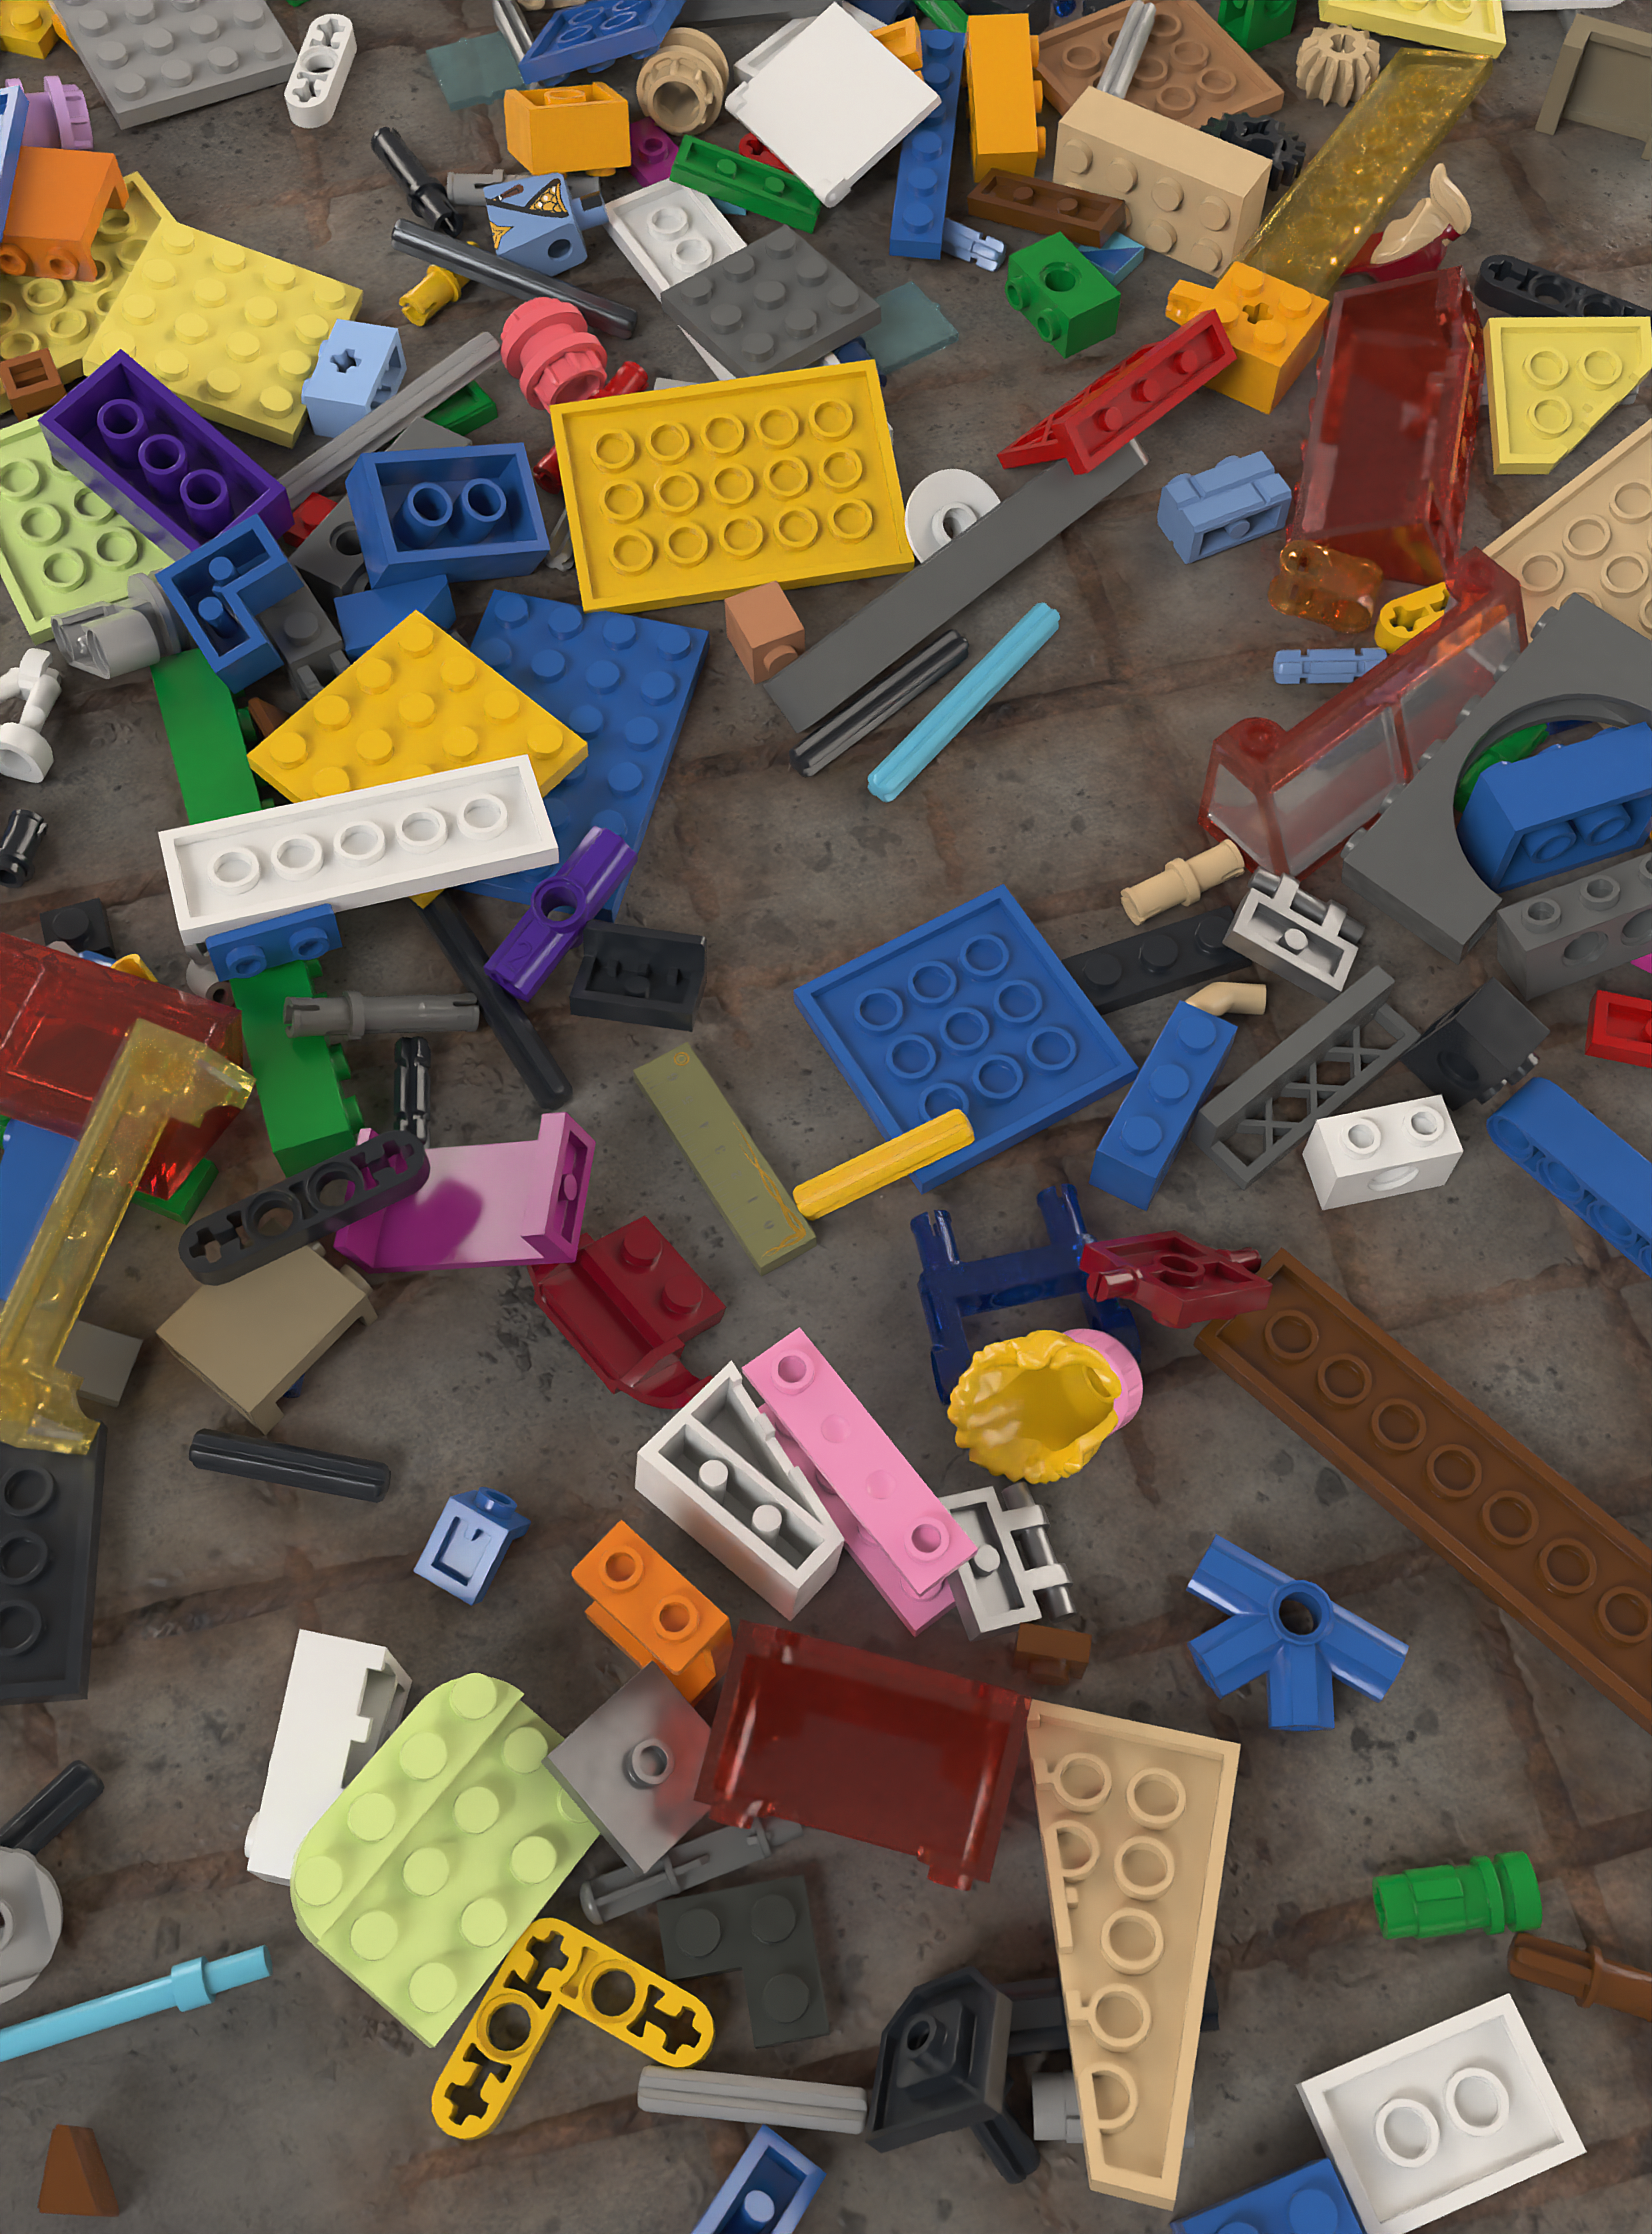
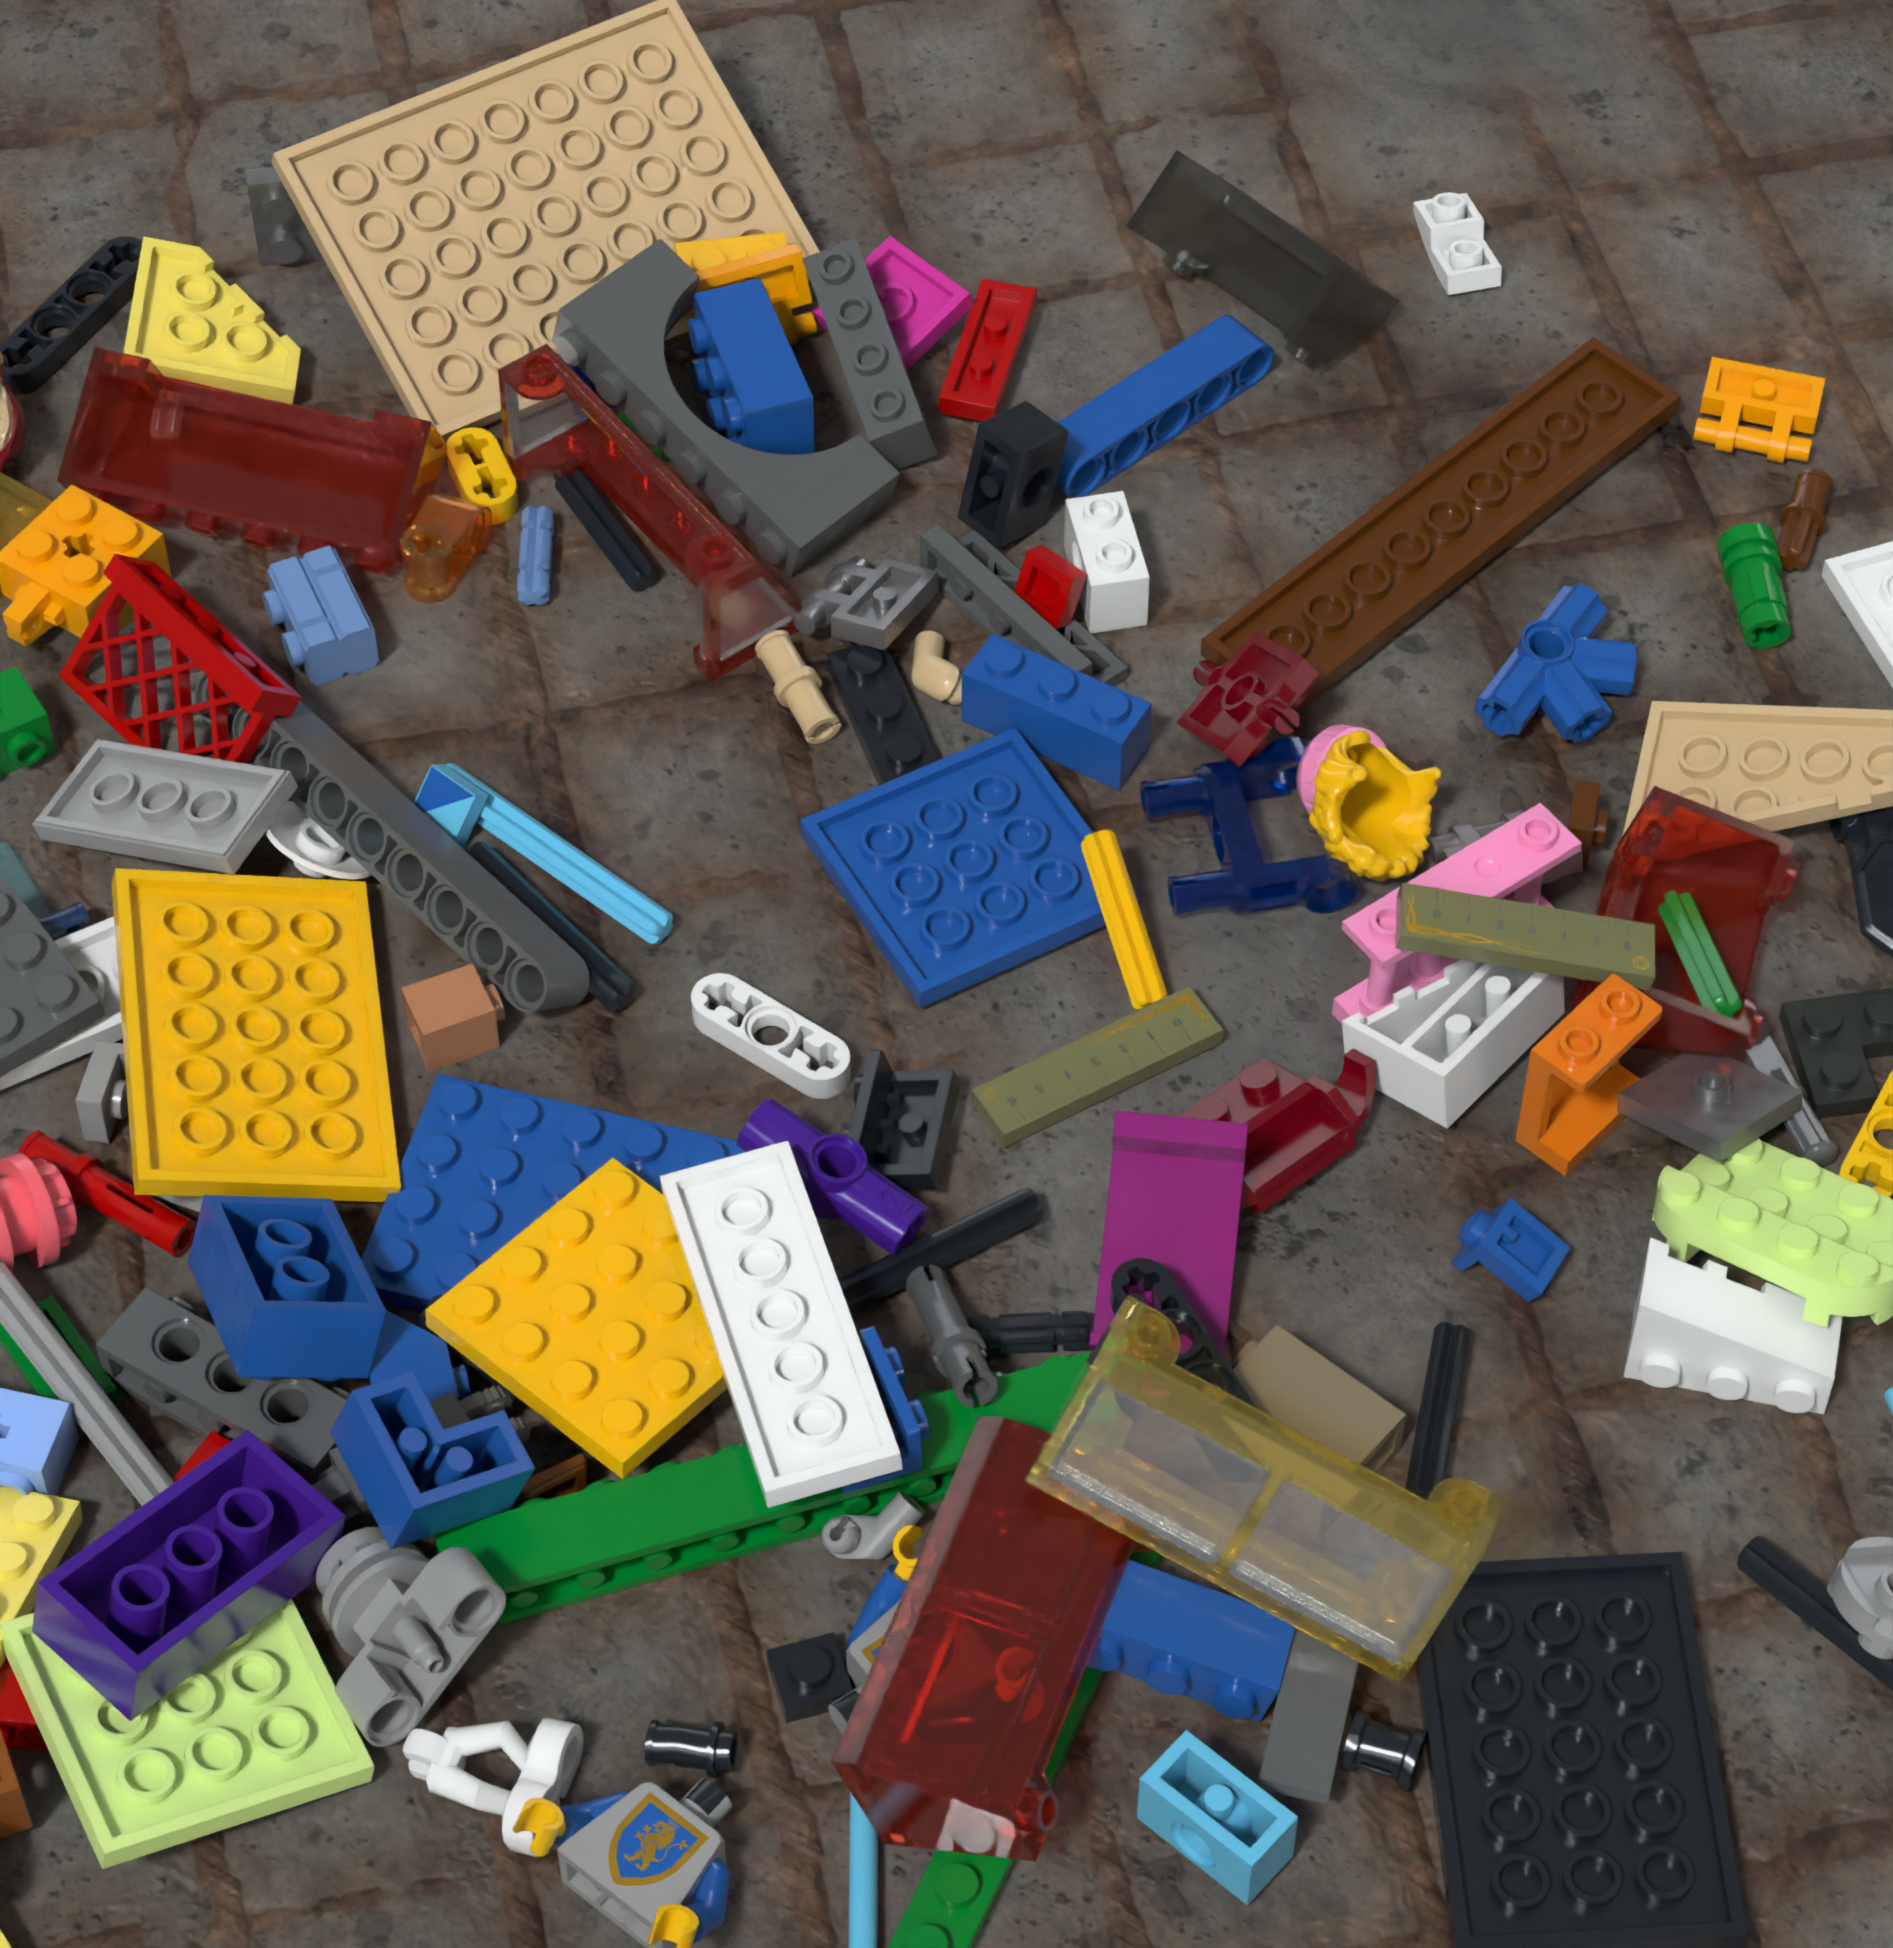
camera: 90 degrees left, 10 degrees down
(757, 904) = (780, 1060): none -> white beam
(773, 1521) = (1524, 935): none -> olive tile
(830, 1761) = (1699, 954): none -> green axle
(980, 413) = (165, 806): none -> light grey tile
(1006, 614) = (450, 802): none -> medium azure tile
(1328, 1091) = (1050, 585): none -> red plate

